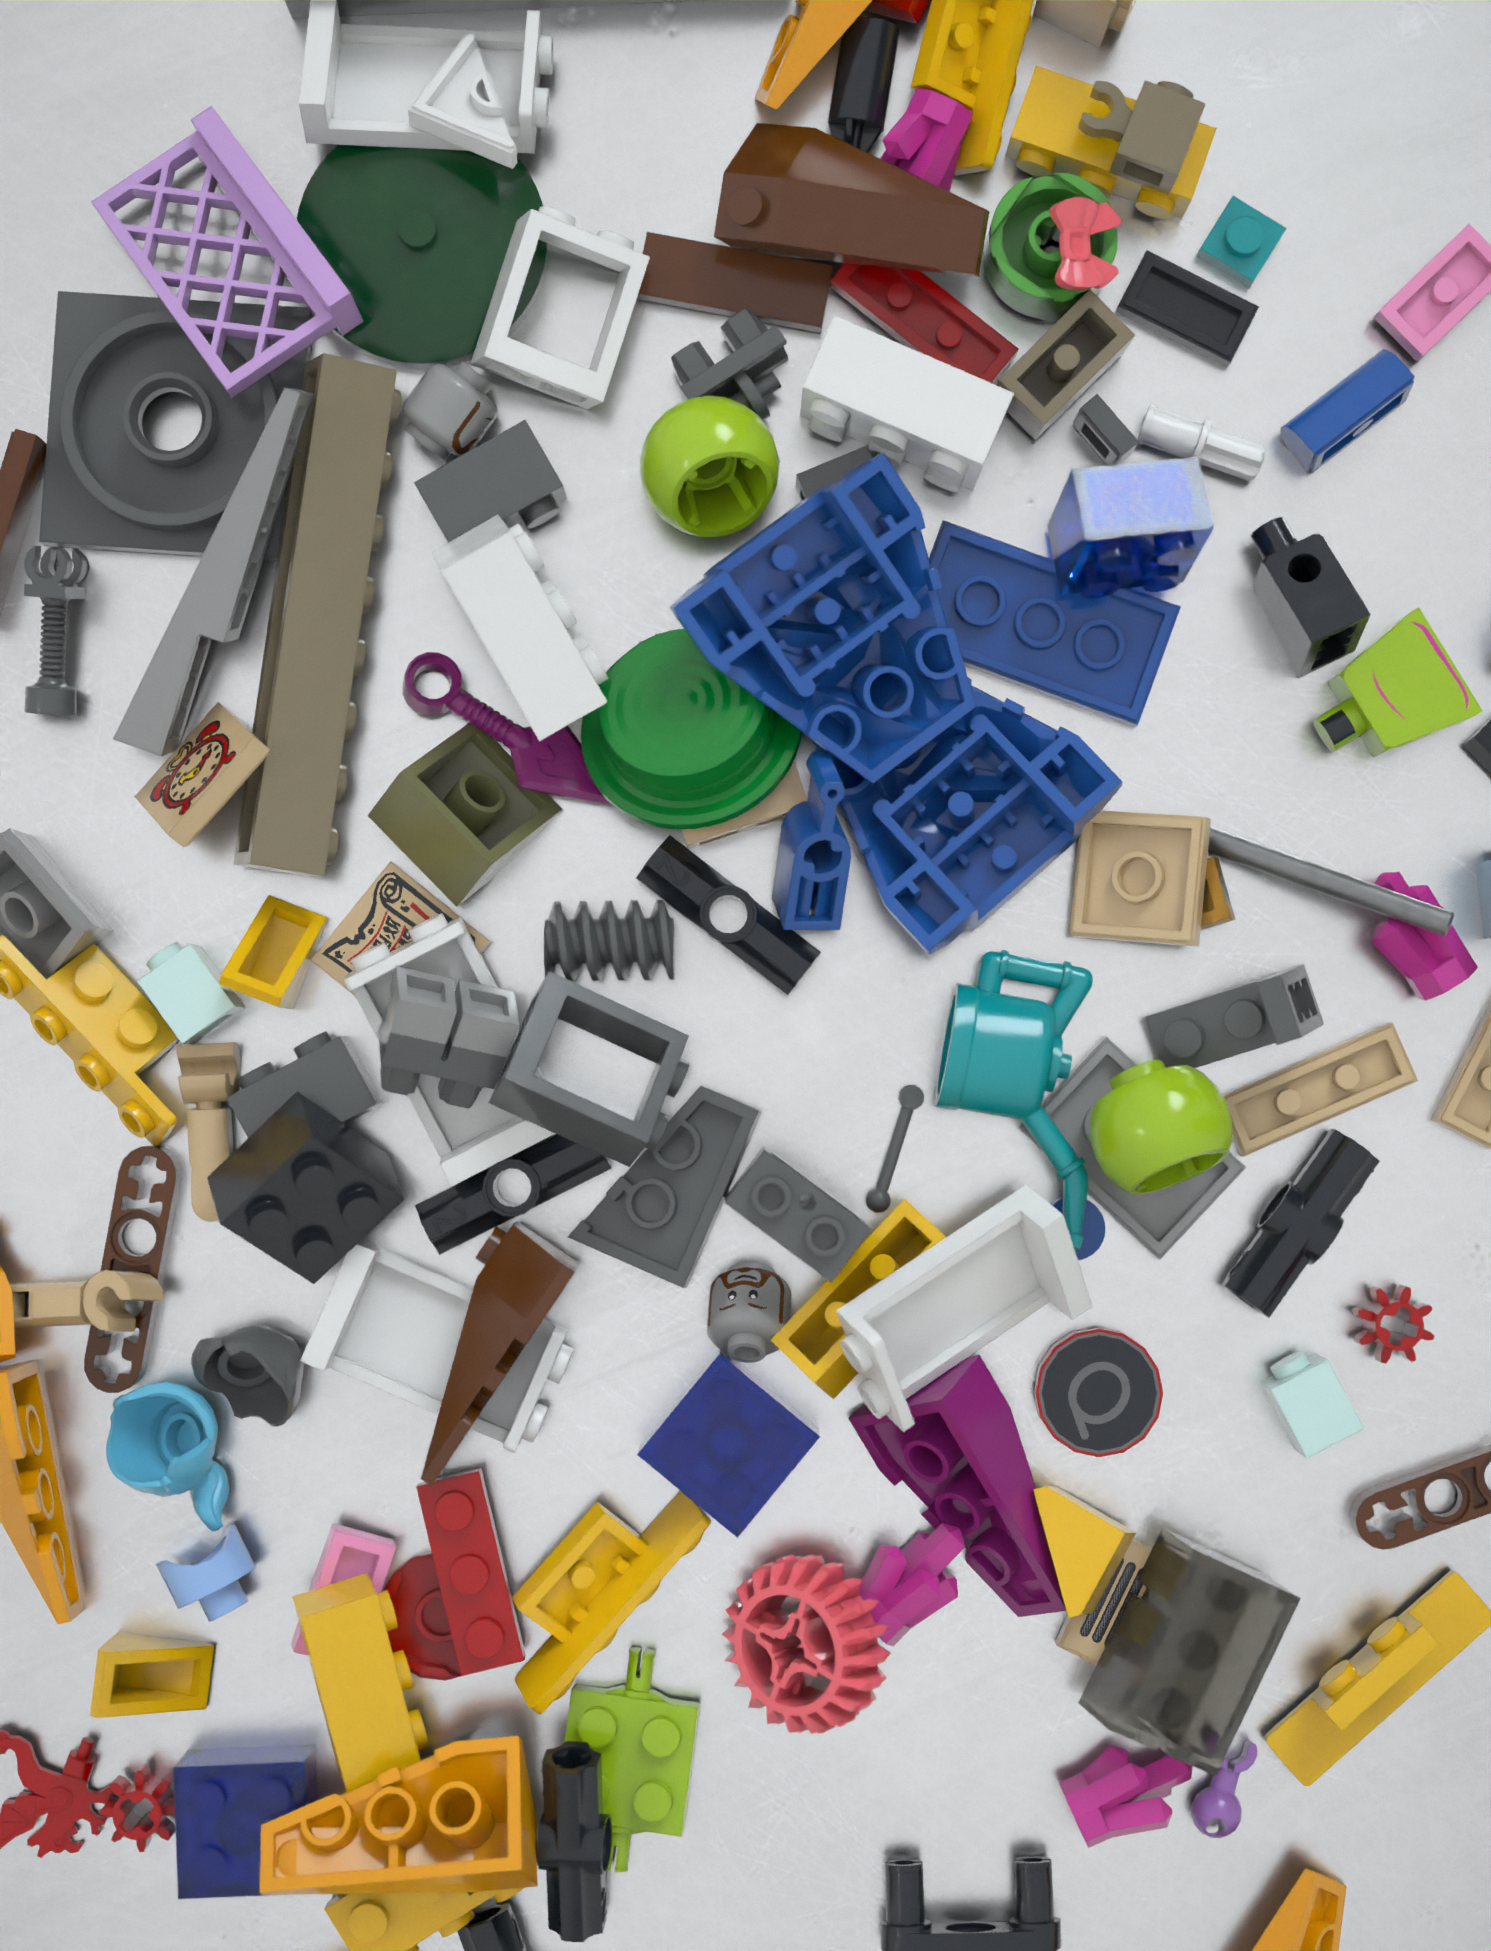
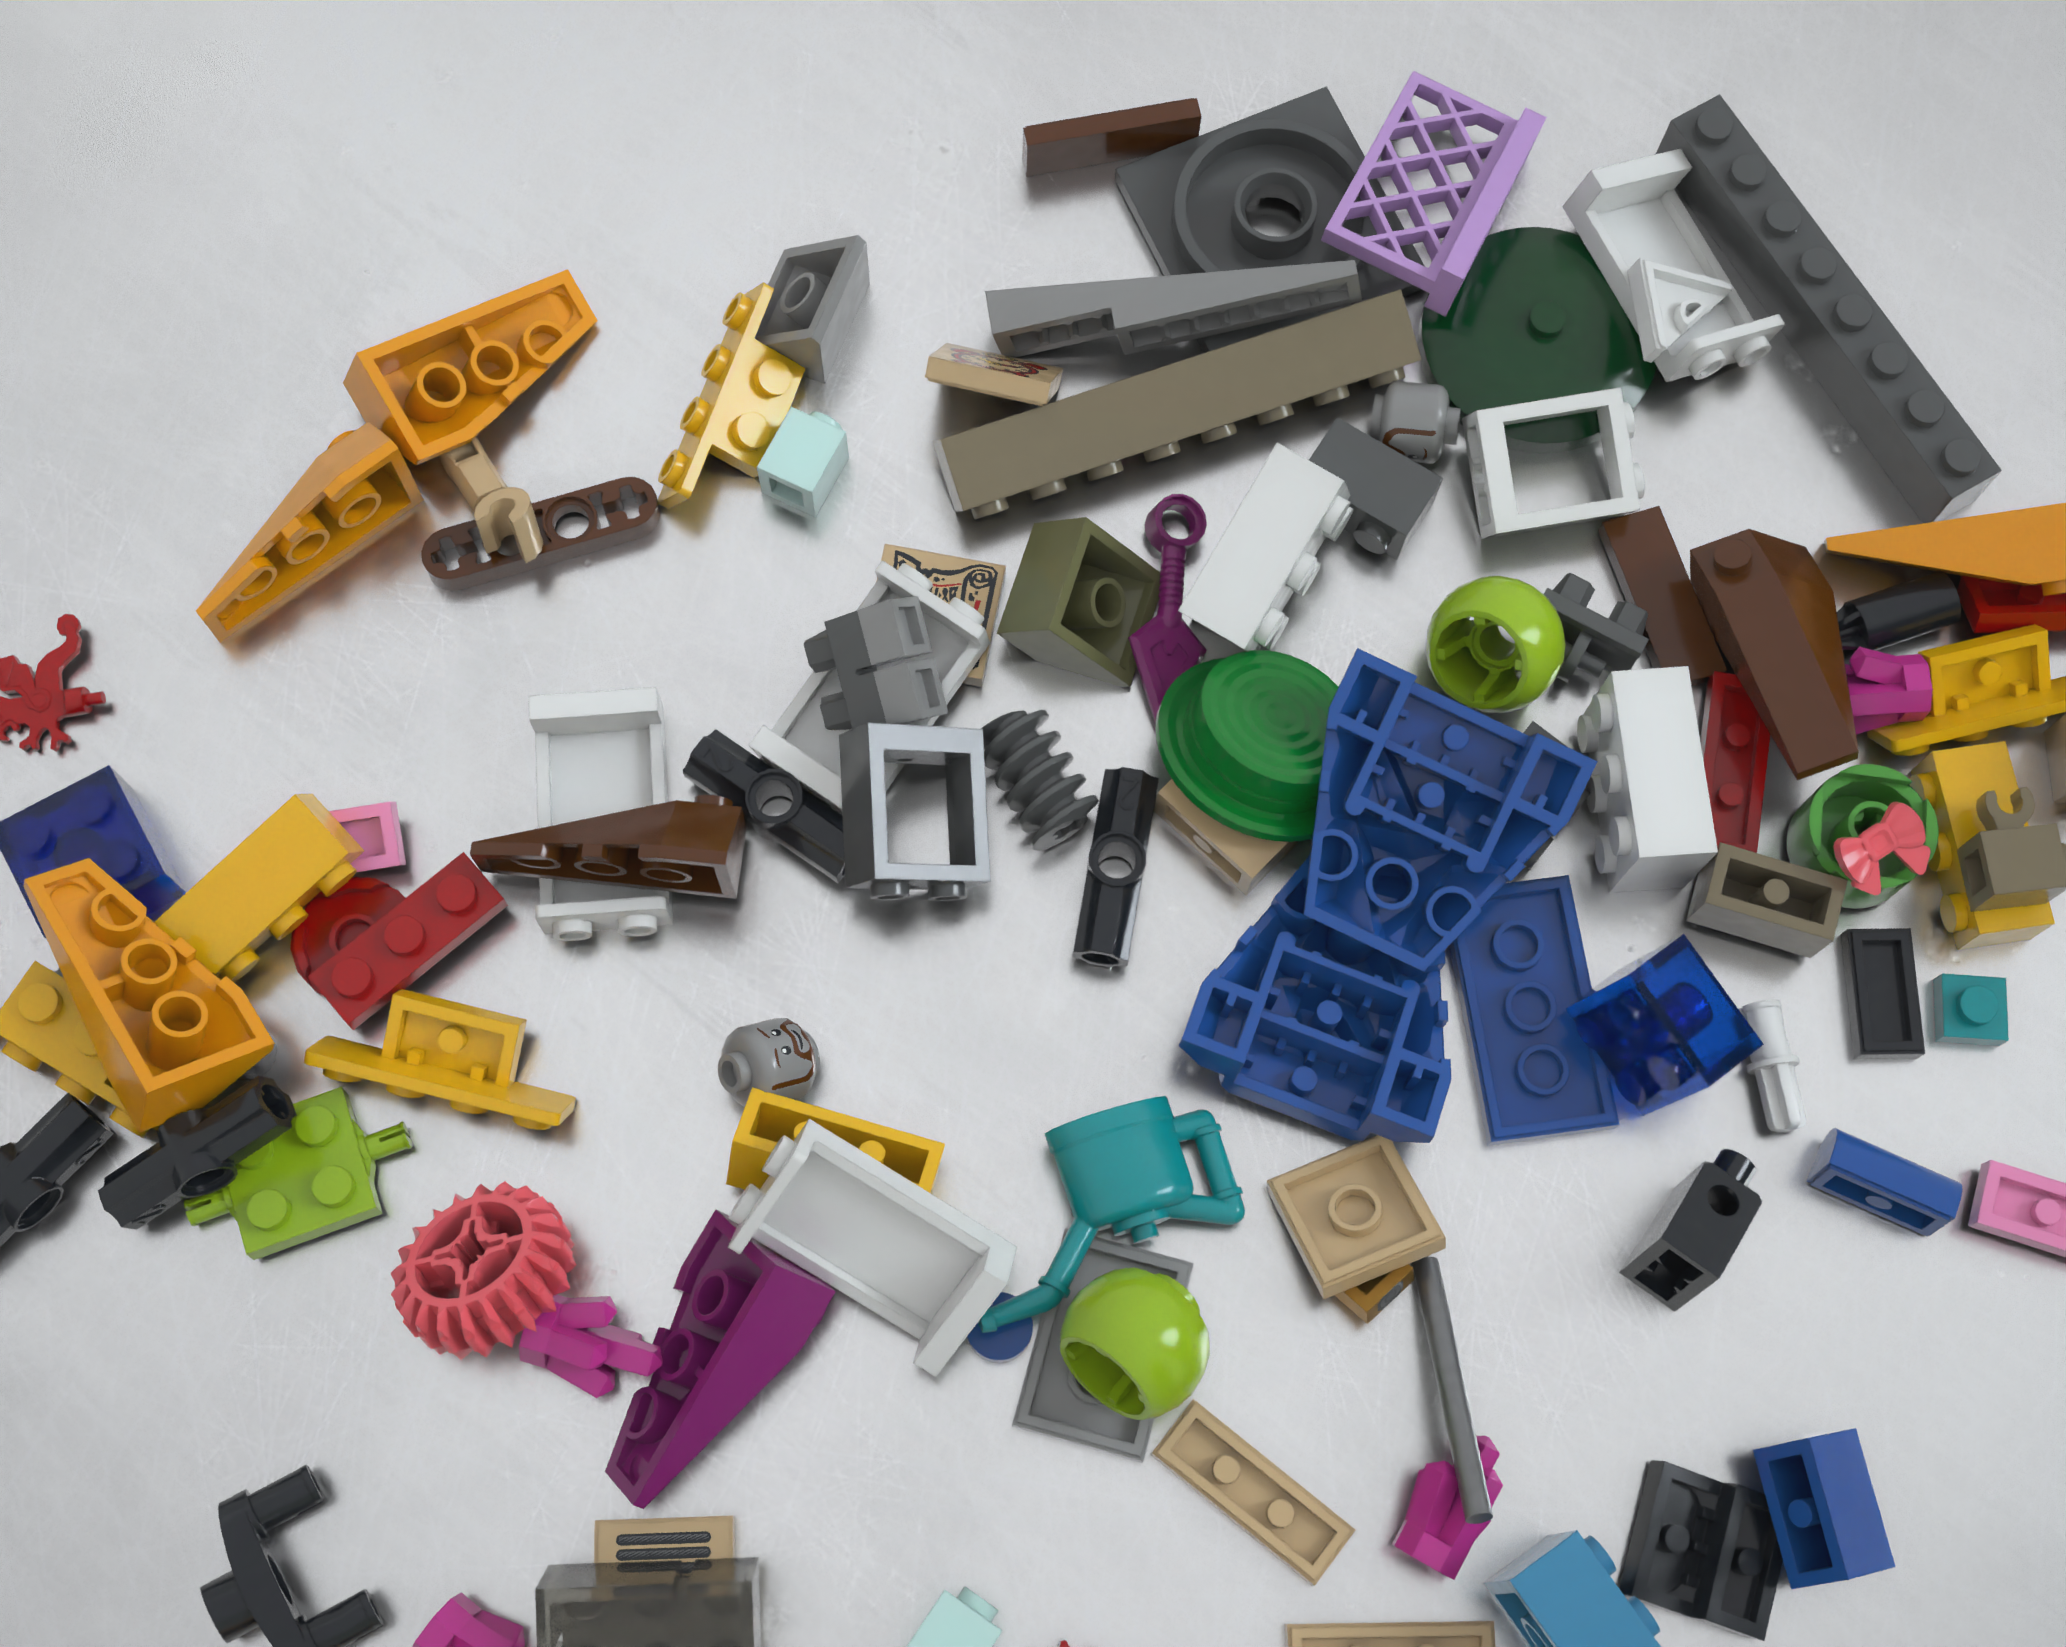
camera: 60 degrees right, 15 degrees down
(55, 589) = (997, 234): dark grey bar -> none
(125, 1818) = (58, 762): red gear -> none
(150, 1676) = (183, 714): yellow slope -> none
(165, 1446) = (397, 628): medium azure hair -> none
(207, 1080) = (741, 513): tan piece -> none
(213, 1578) = (298, 723): light blue piece -> none
(254, 1370) = (501, 667): dark grey hair -> none
(275, 953) = (873, 510): yellow slope -> none
(304, 1188) = (683, 621): black brick -> none
(325, 1073) = (761, 594): dark grey brick -> none
(672, 1195) = (843, 948): dark grey wing -> none
(728, 1442) = (639, 1107): clear blue brick -> none
(813, 854) = (1205, 909): blue piece -> none
(817, 1233) = (881, 1045): dark grey window -> none
(909, 1098) = (1039, 1118): dark grey hinge -> none
(1083, 1547) = (699, 1490): yellow slope -> none
(1098, 1392) = (857, 1433): black tile -> none
(1105, 431) = (1735, 964): dark grey tile -> none
(1237, 1020) = (1281, 1378): dark grey bracket -> none
(1300, 1222) = (1119, 1541): black piece -> none
(1397, 691) = (1663, 1364): lime torso -> none

